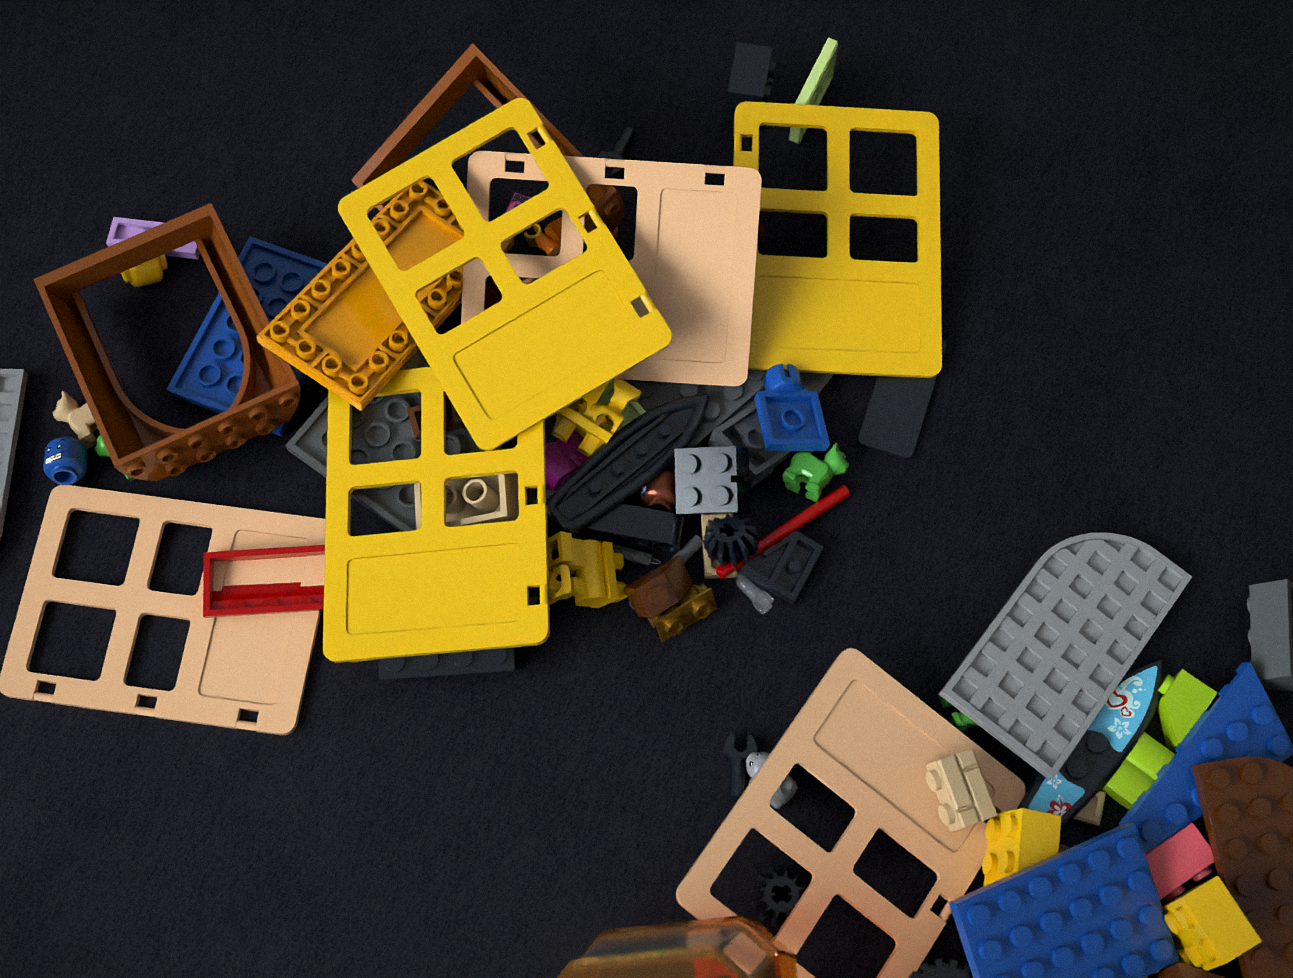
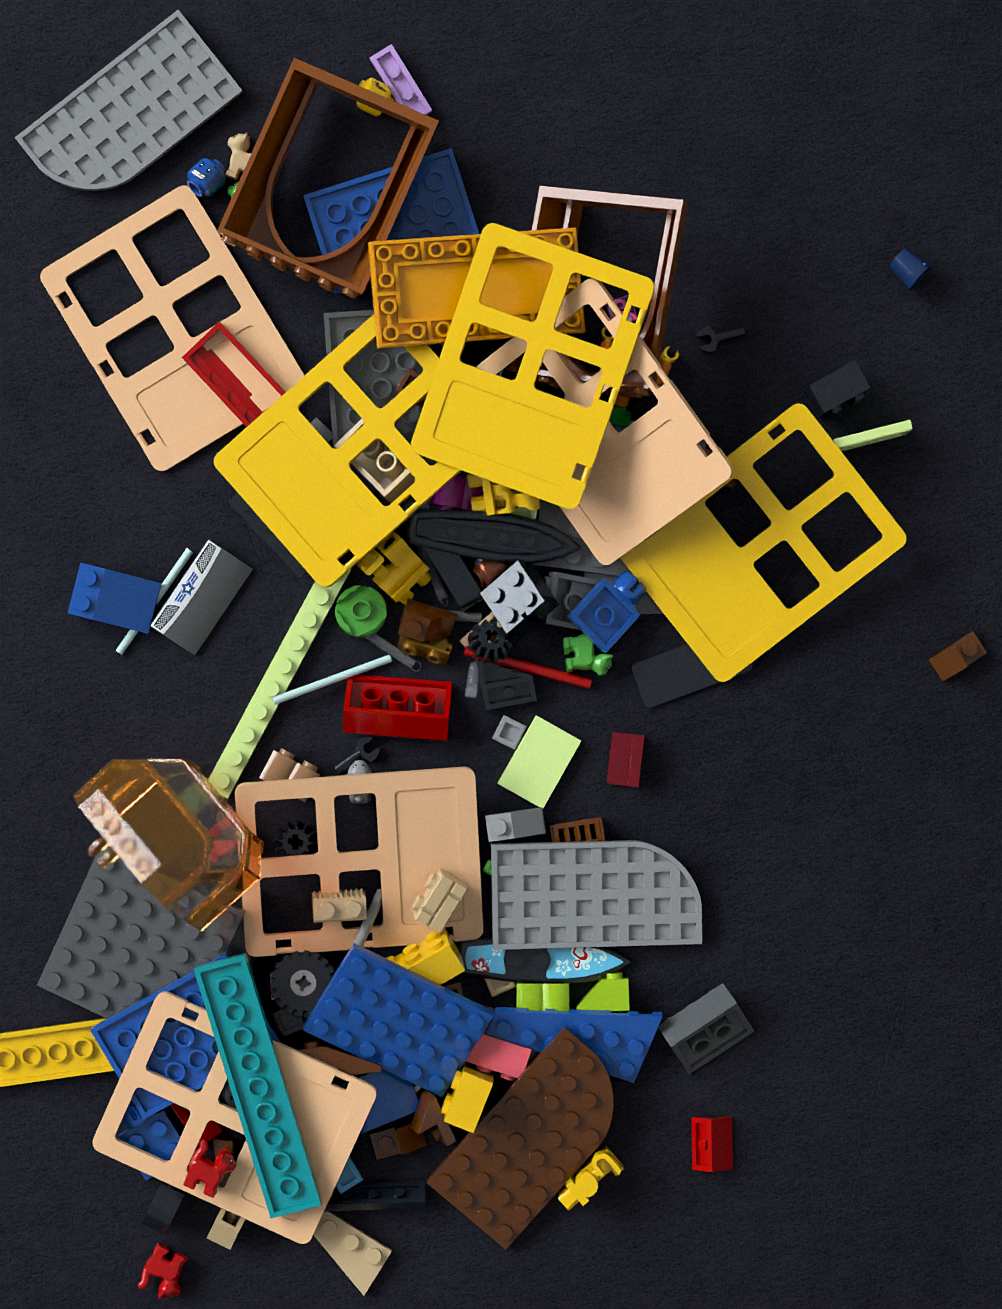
camera: 50 degrees right, 20 degrees up
(372, 879) = (114, 598): none -> blue slope
(412, 845) = (165, 585): none -> light aqua axle
(449, 791) = (201, 597): none -> dark grey slope
(597, 644) = (361, 611): none -> bright green tile
(597, 784) = (273, 684): none -> yellowish green plate
(641, 727) = (331, 679): none -> light aqua axle
(658, 651) = (393, 647): none -> light grey piece
(688, 843) = (283, 767): none -> medium nougat brick
(723, 684) = (397, 707): none -> red slope
(833, 599) = (509, 732): none -> light grey tile
(886, 594) = (539, 762): none -> yellowish green tile
(888, 900) = (339, 907): none -> tan brick
(927, 887) = (371, 916): none -> light grey bar
(934, 660) = (515, 824): none -> light grey slope
(948, 511) = (625, 759): none -> dark red panel
(997, 585) = (597, 821): none -> reddish brown slope
(1071, 170) = (957, 656): none -> reddish brown slope

